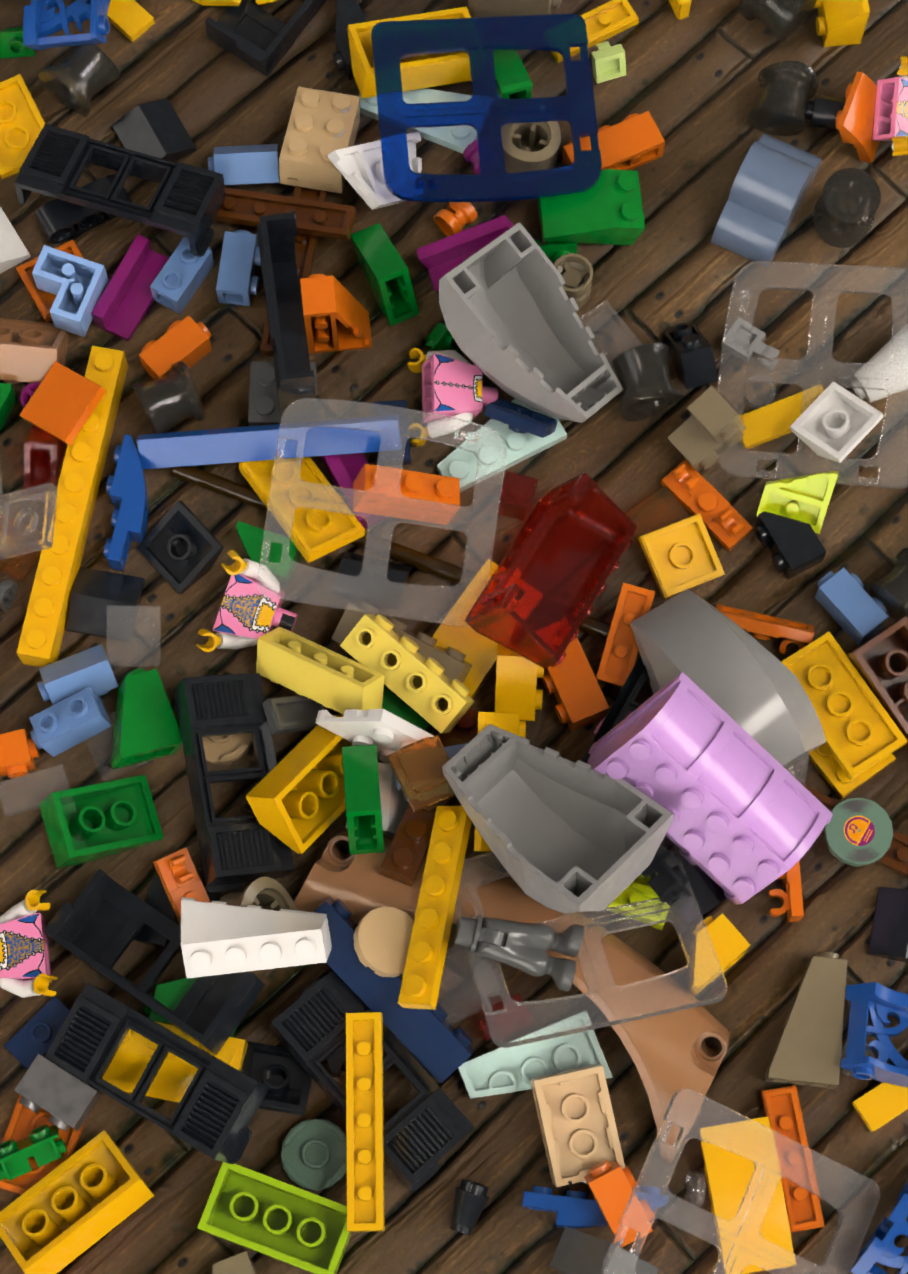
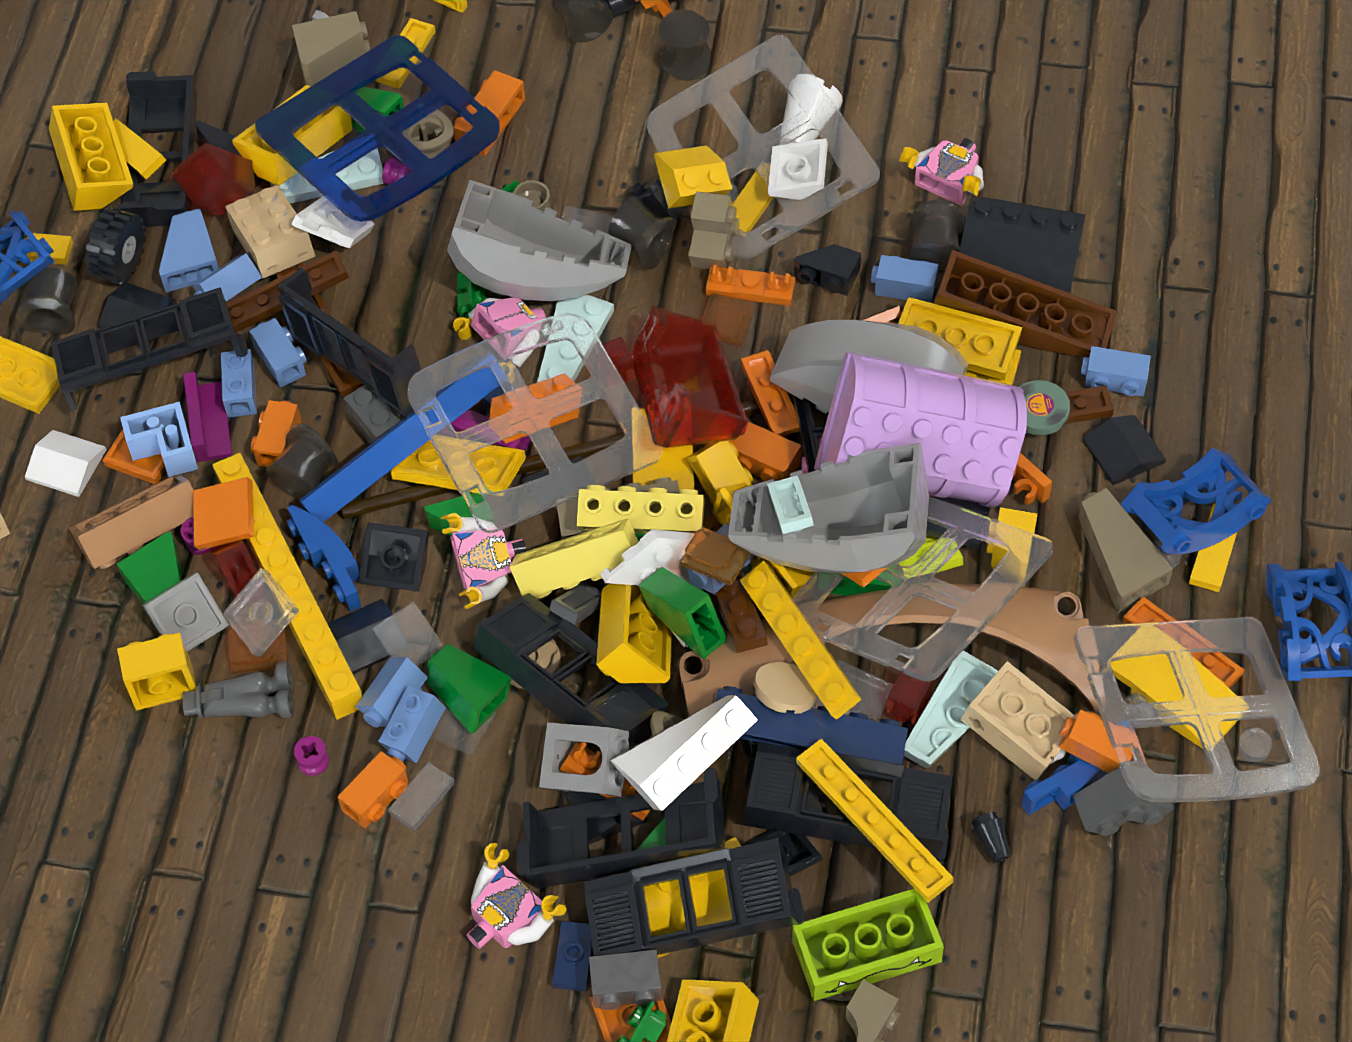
camera: 35 degrees left, 15 degrees down
(66, 220) = (121, 394): black beam -> none
(100, 820) = (490, 779): green slope -> none
(174, 60) = (115, 245): none -> black wheel
(200, 880) = (560, 742): none -> light grey panel
(239, 107) = (187, 252): none -> medium blue slope
(308, 53) = (215, 178): none -> clear red slope
(315, 1154) = (850, 882): sand green tile -> none
(333, 316) = (377, 324): orange wedge -> none
(385, 273) = (393, 285): green slope -> none
(451, 251) = (430, 245): magenta panel -> none
(455, 217) = (411, 221): orange wheel -> none
(512, 784) = (790, 505): none -> light aqua tile
(521, 418) = (577, 307): dark blue plate -> none
(523, 946) = (890, 610): dark grey piece -> none
(602, 215) = (517, 153): green slope -> none
(608, 62) = (441, 56): yellowish green tile -> none
(669, 880) = (947, 510): black hinge -> none
(681, 556) = (761, 324): yellow tile -> none
(730, 358) = (689, 171): none -> yellow slope
(765, 198) = (623, 75): sand blue brick -> none
(800, 498) = (811, 233): neon yellow wing -> none

